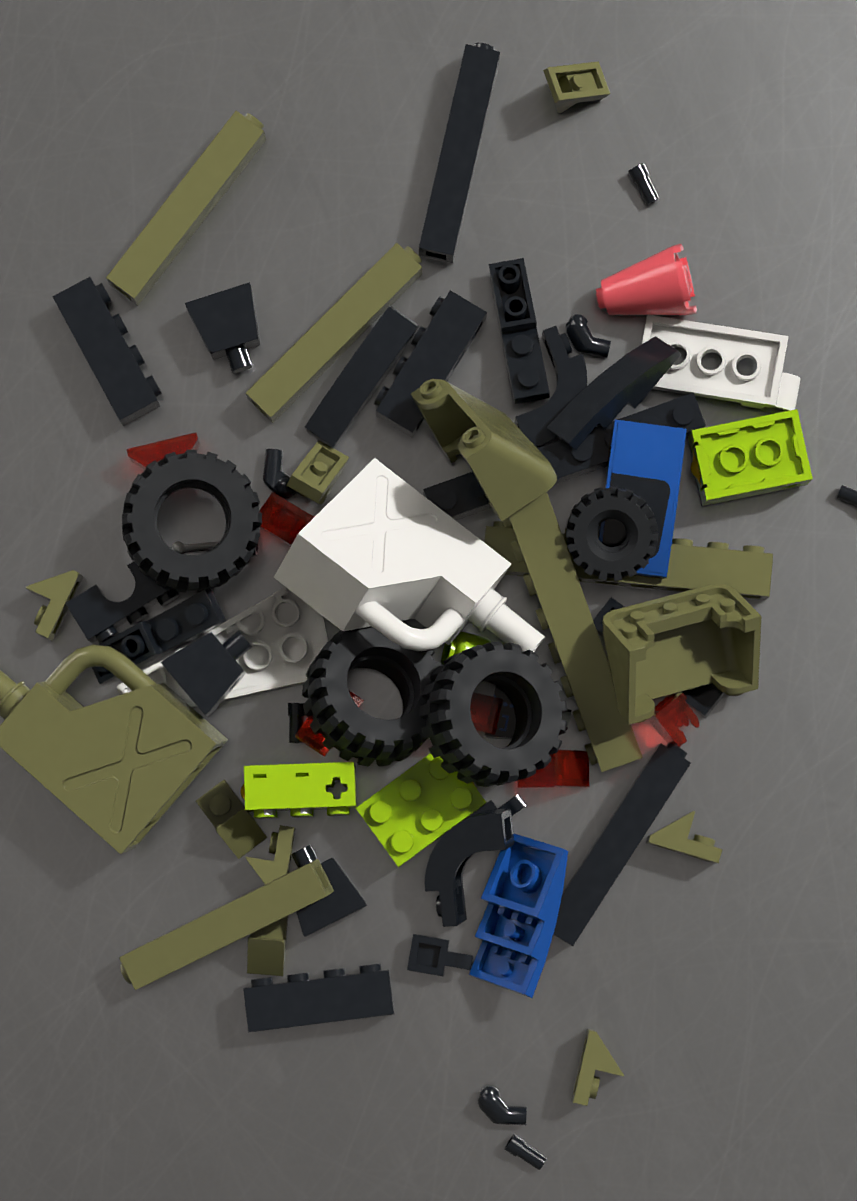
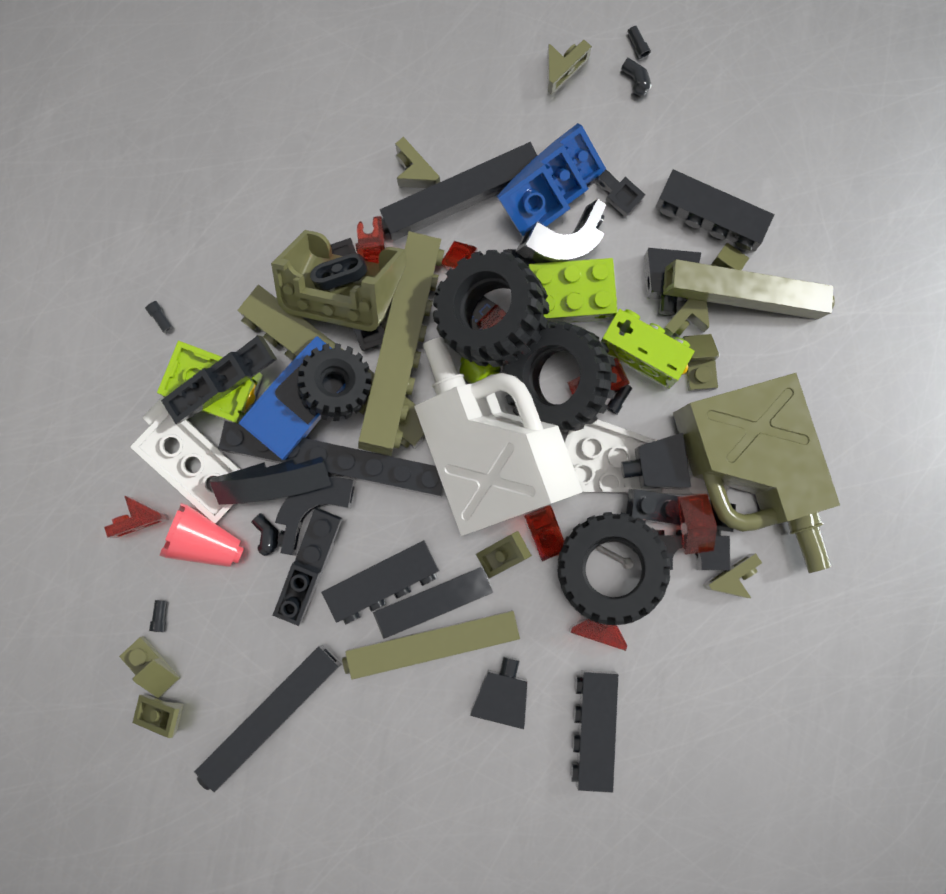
camera: 145 degrees left, 0 degrees up
(131, 627) = (697, 524): none -> clear red slope
(187, 207) = (478, 799): olive brick -> none
(274, 476) = (534, 572): black arm -> none
(493, 446) = (375, 484): olive windscreen -> none
(618, 127) = (149, 667): none -> olive slope
(686, 661) = (338, 271): none -> black plate
(729, 275) = (141, 517): none -> clear red slope
(737, 462) = (218, 380): none -> black slope

